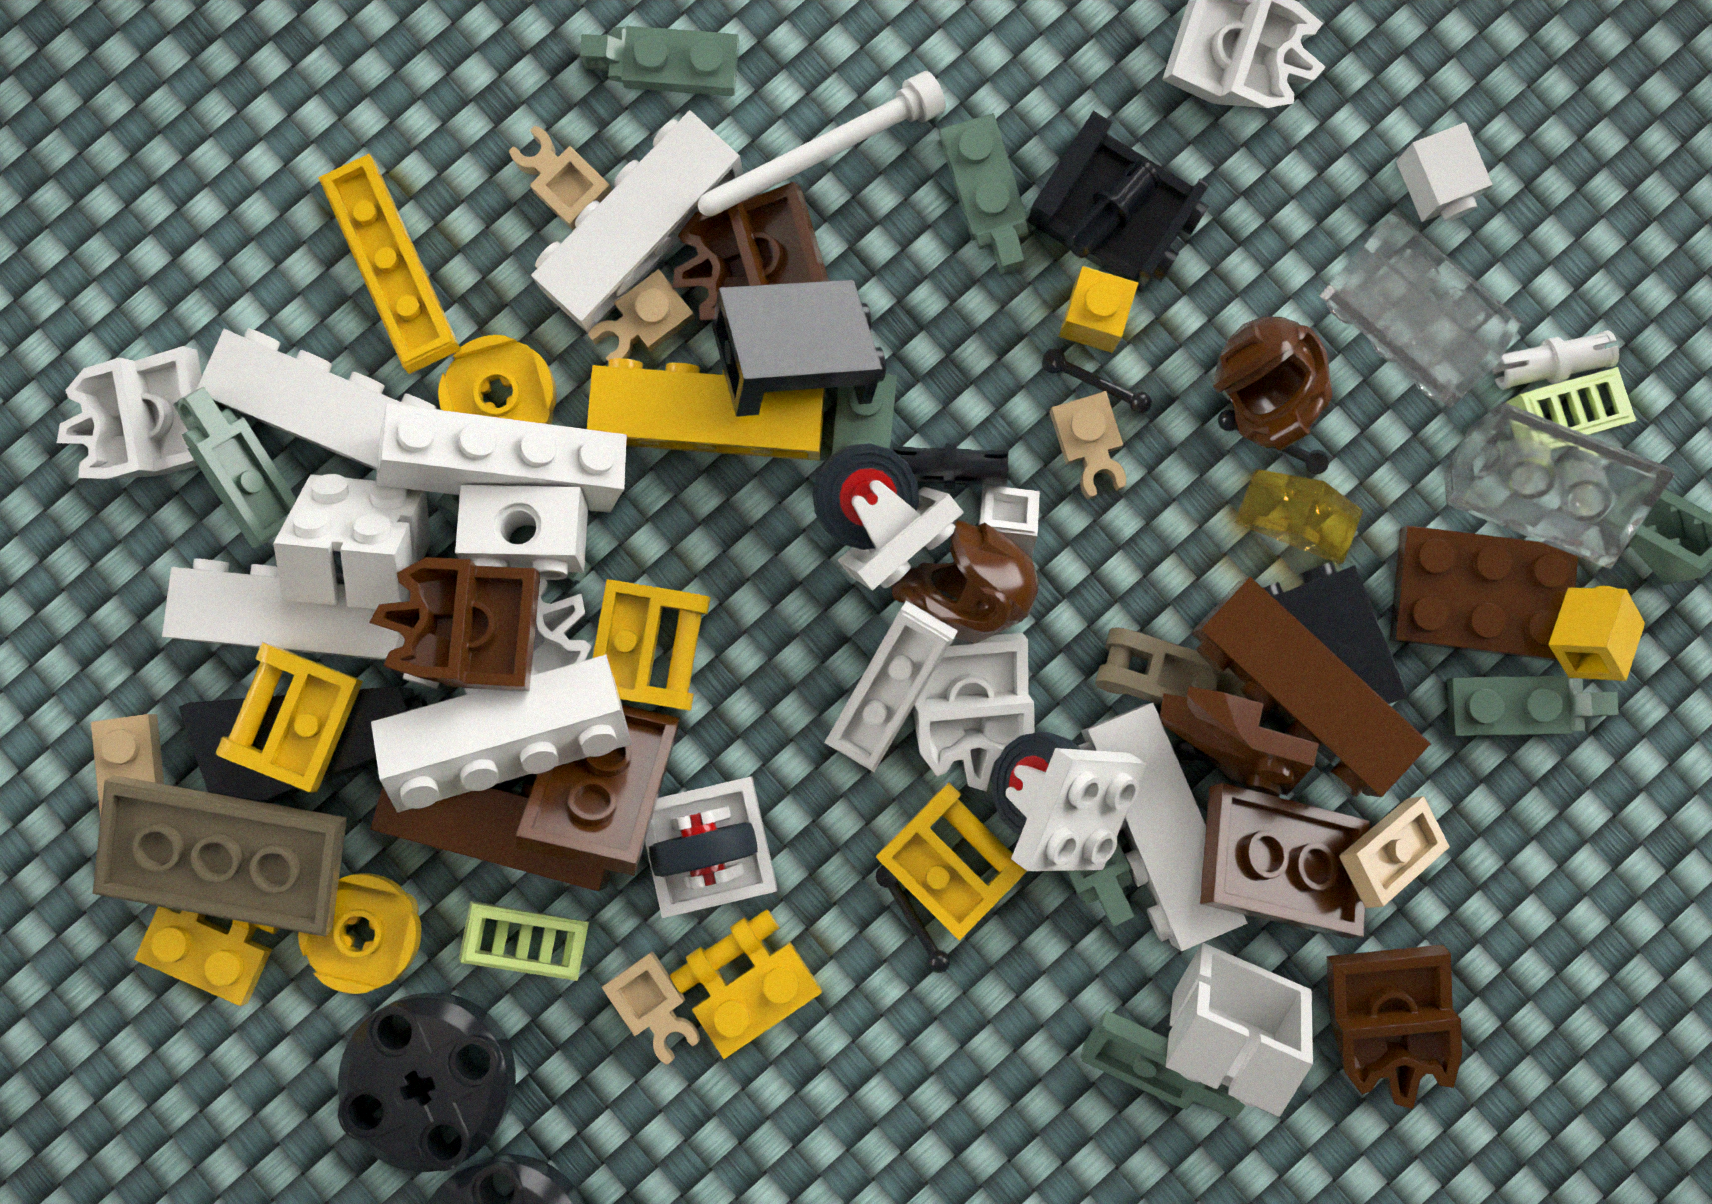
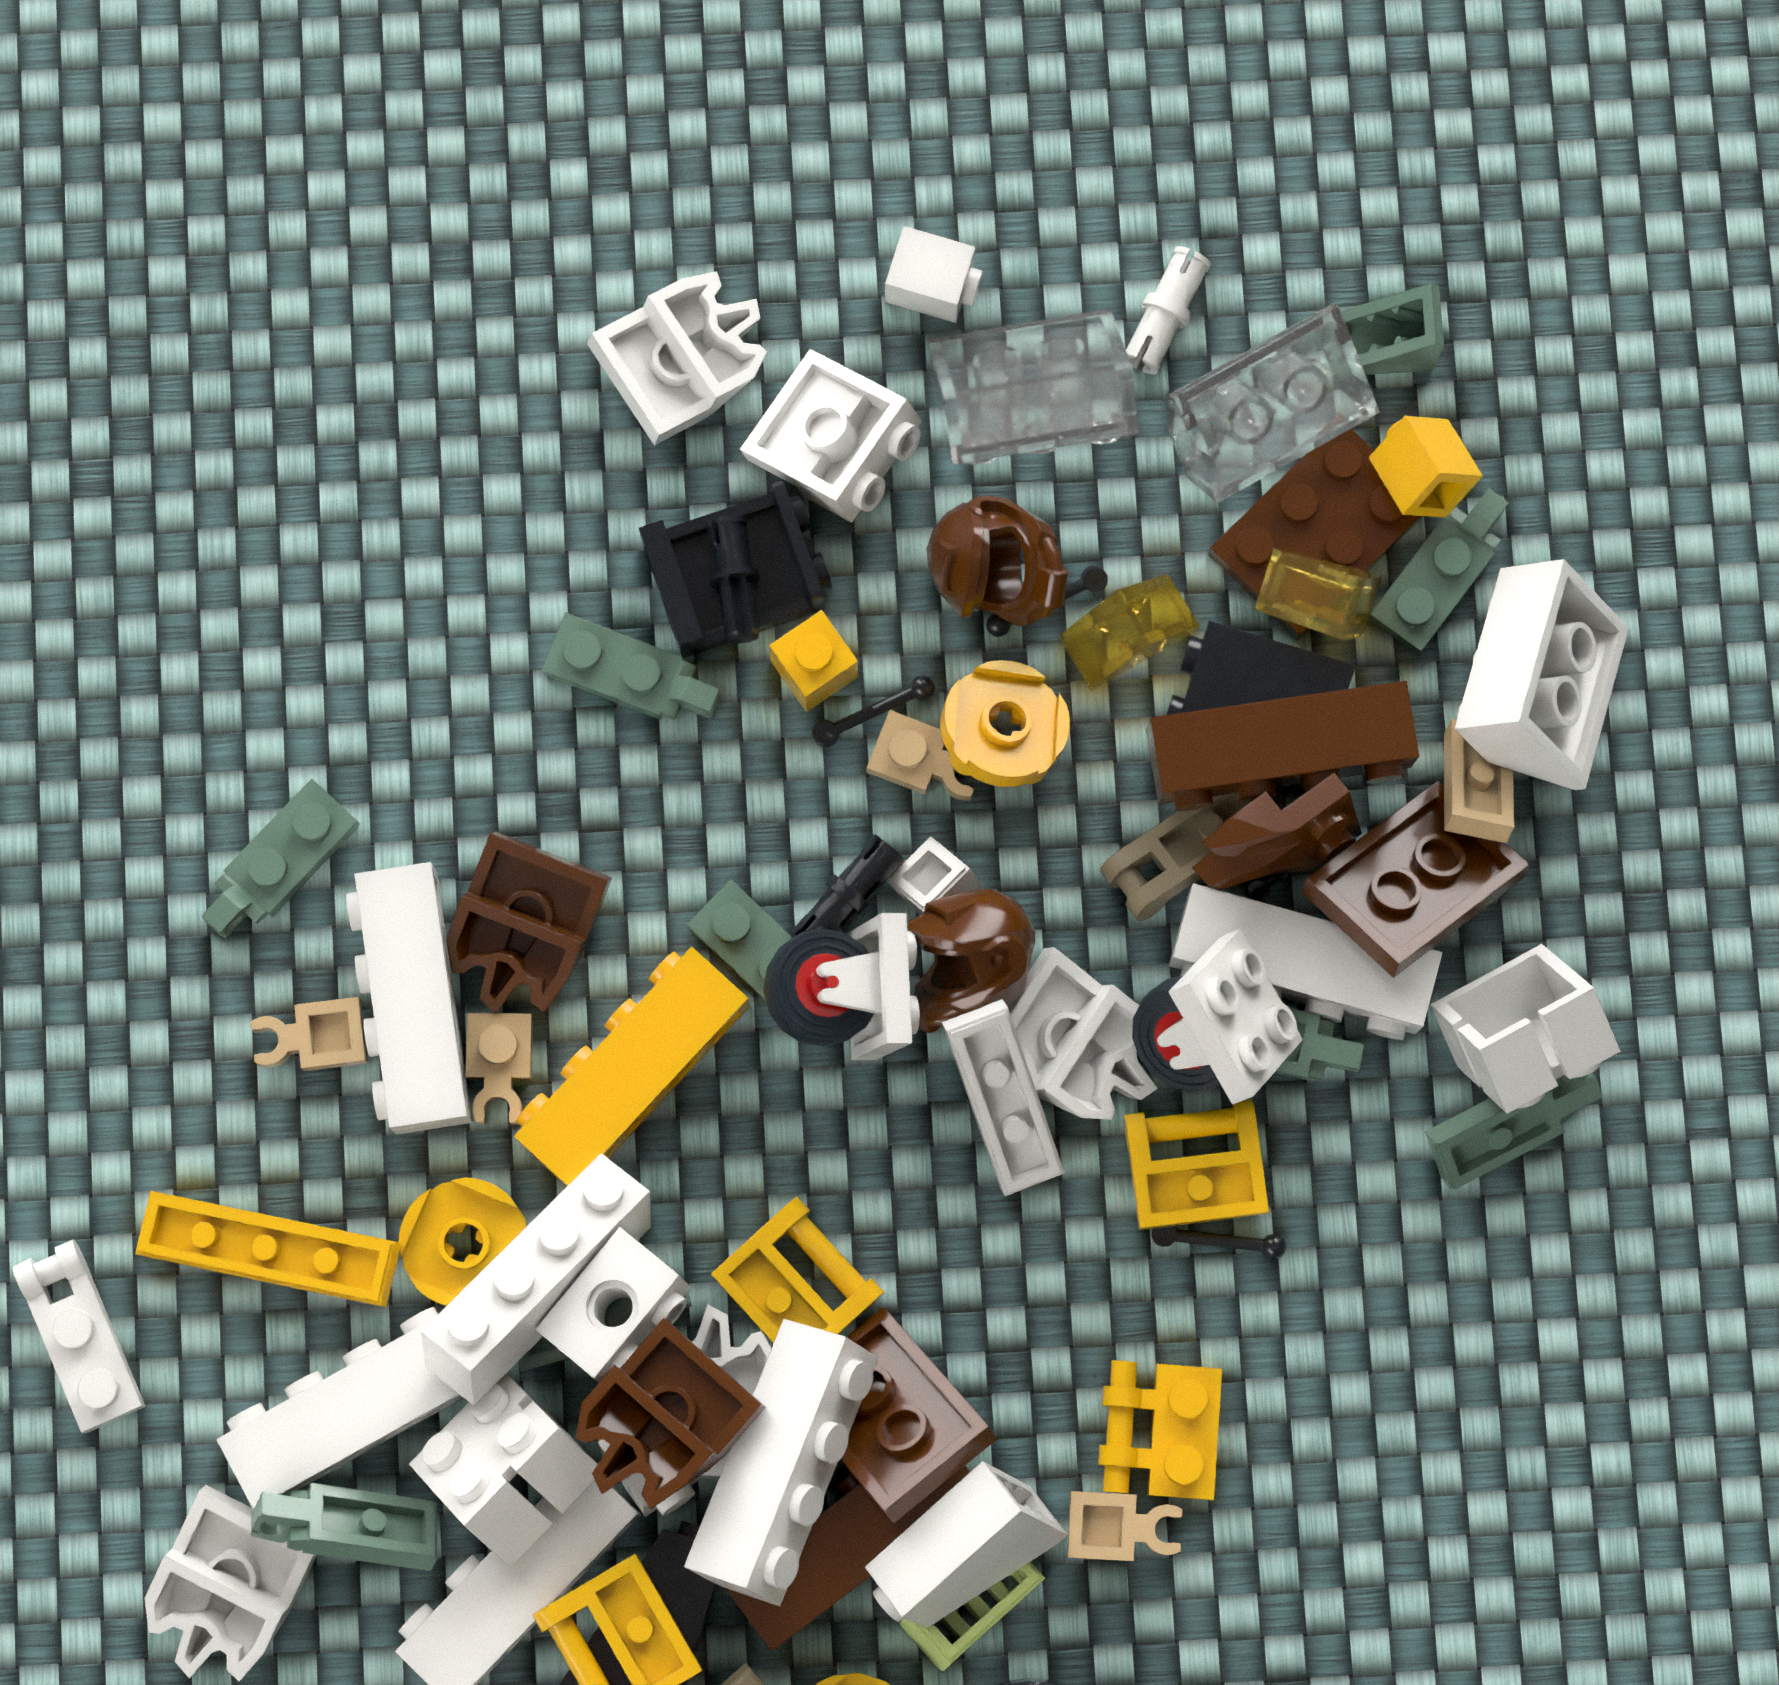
camera: 55 degrees left, 5 degrees down
(234, 186) = (80, 1339): none -> white plate
(546, 909) = (963, 1546): none -> white slope
(709, 848) = (1020, 1367): white plate -> none
(795, 341) = (637, 943): panel -> none
(917, 100) = (500, 668): white piece -> none
(1129, 484) = (996, 758): none -> yellow plate
(1271, 197) = (834, 436): none -> white plate
(1395, 1018) = (1620, 893): reddish brown plate -> none
(1438, 628) = (1318, 594): none -> clear yellow slope
(1512, 837) = (1542, 674): none -> white slope
(1550, 394) = (1188, 367): yellowish green slope -> none

